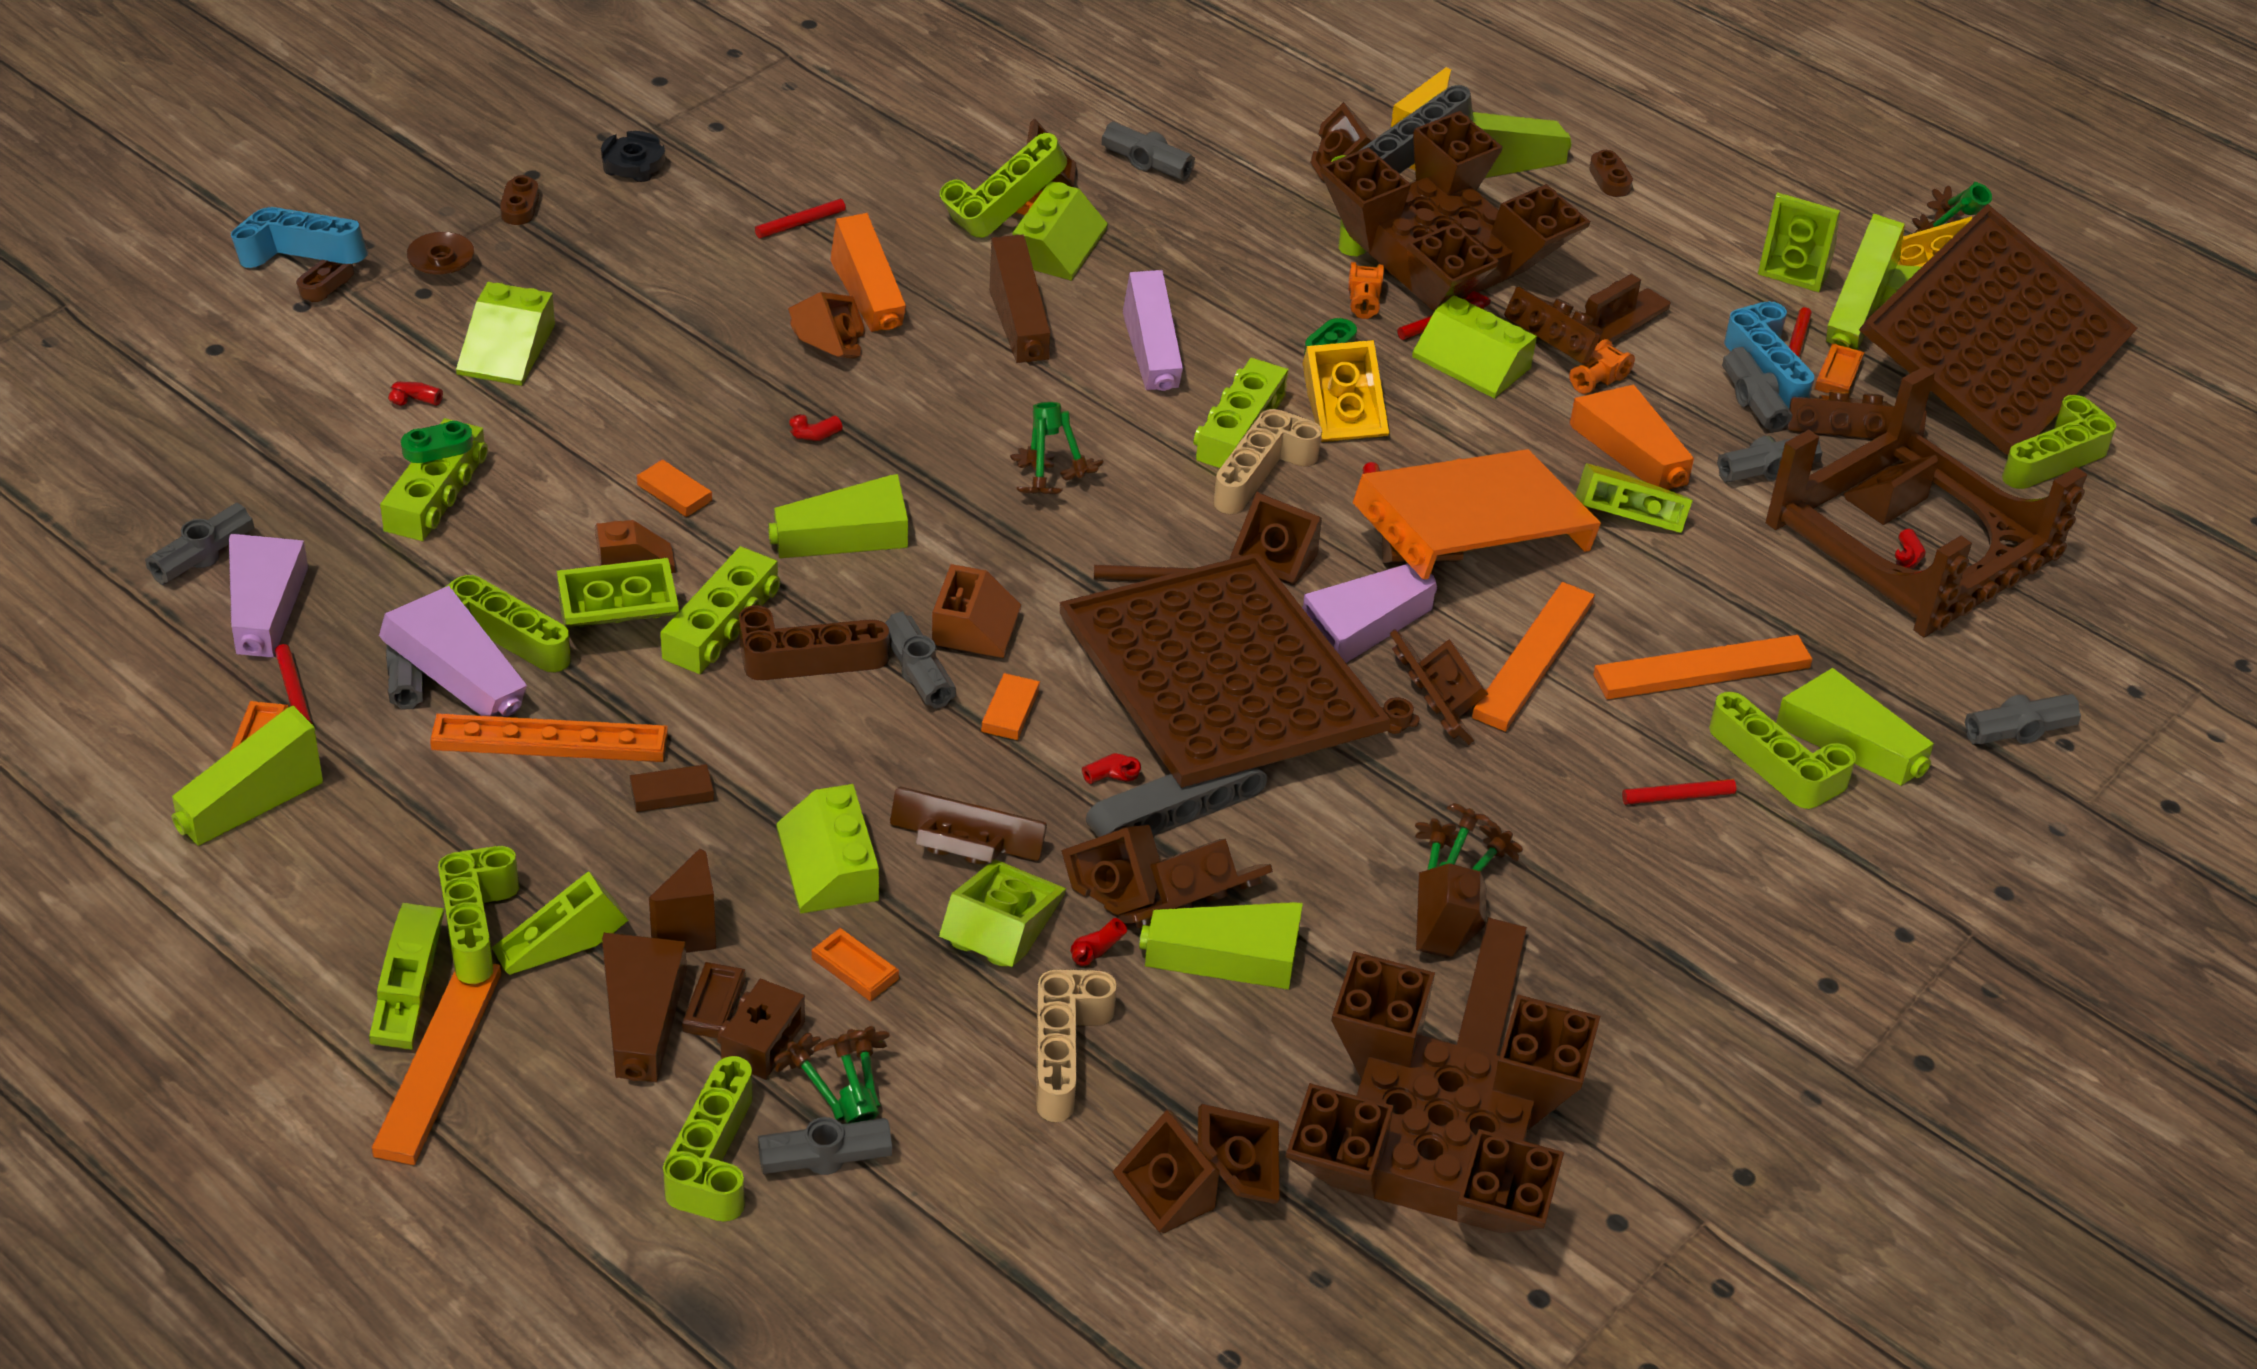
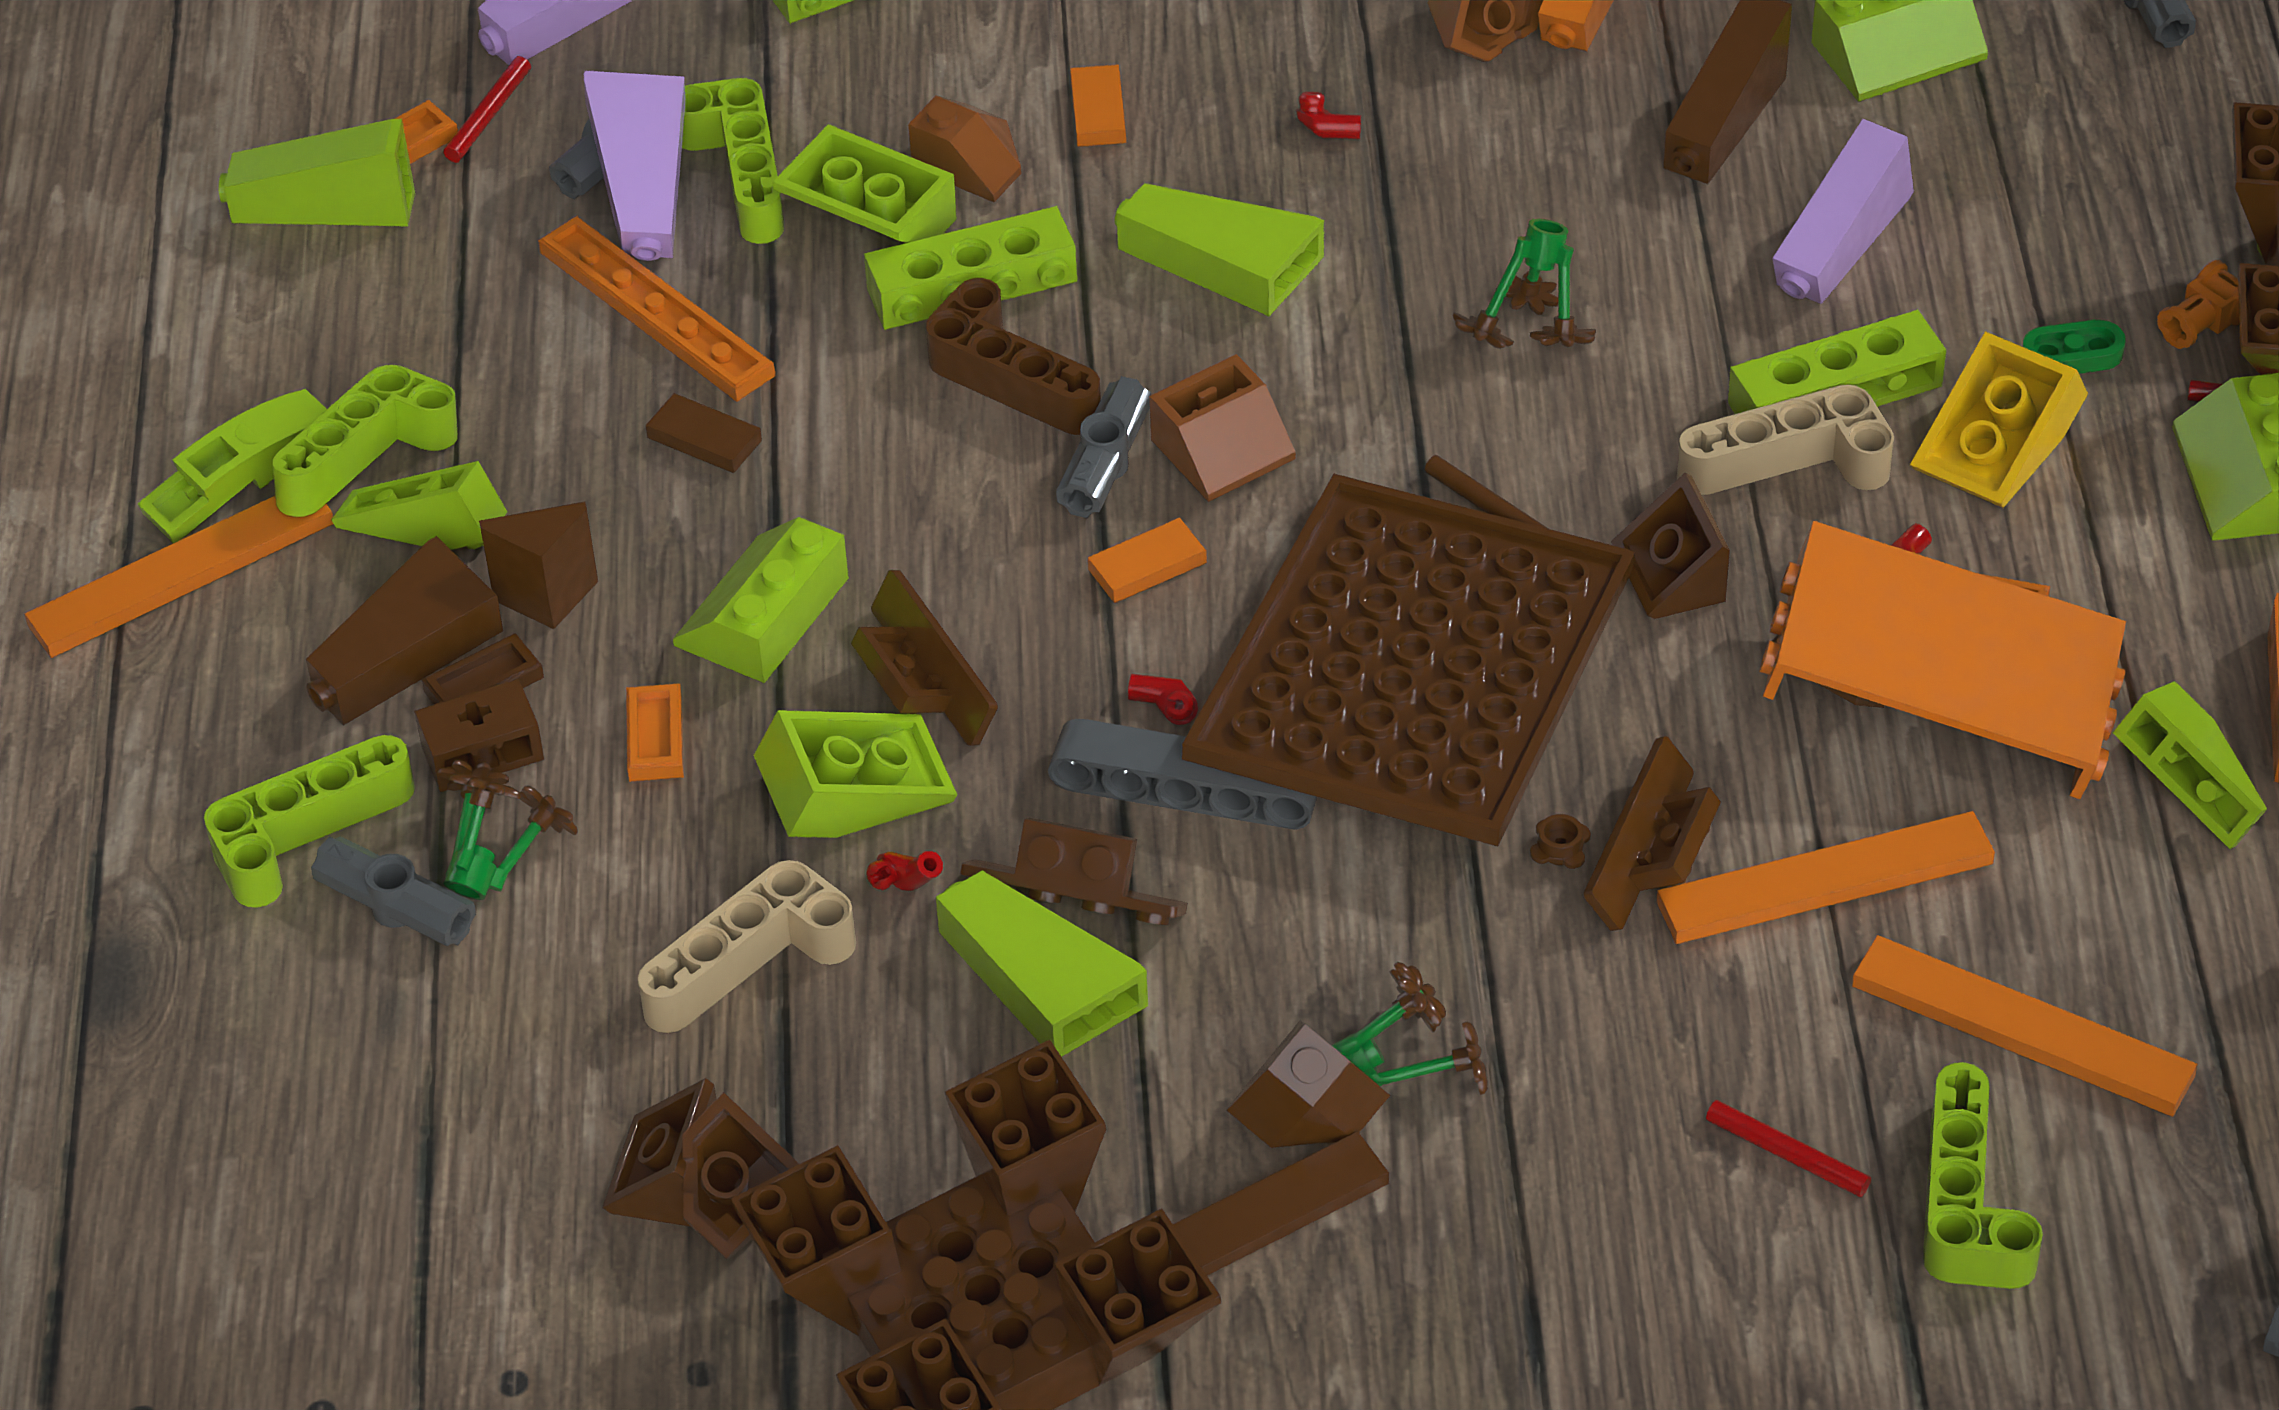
camera: 50 degrees right, 5 degrees up
(1115, 868) = (1014, 788): reddish brown slope -> none
(1369, 608) = (1690, 695): lavender slope -> none
(1840, 712) = (2107, 1214): lime slope -> none

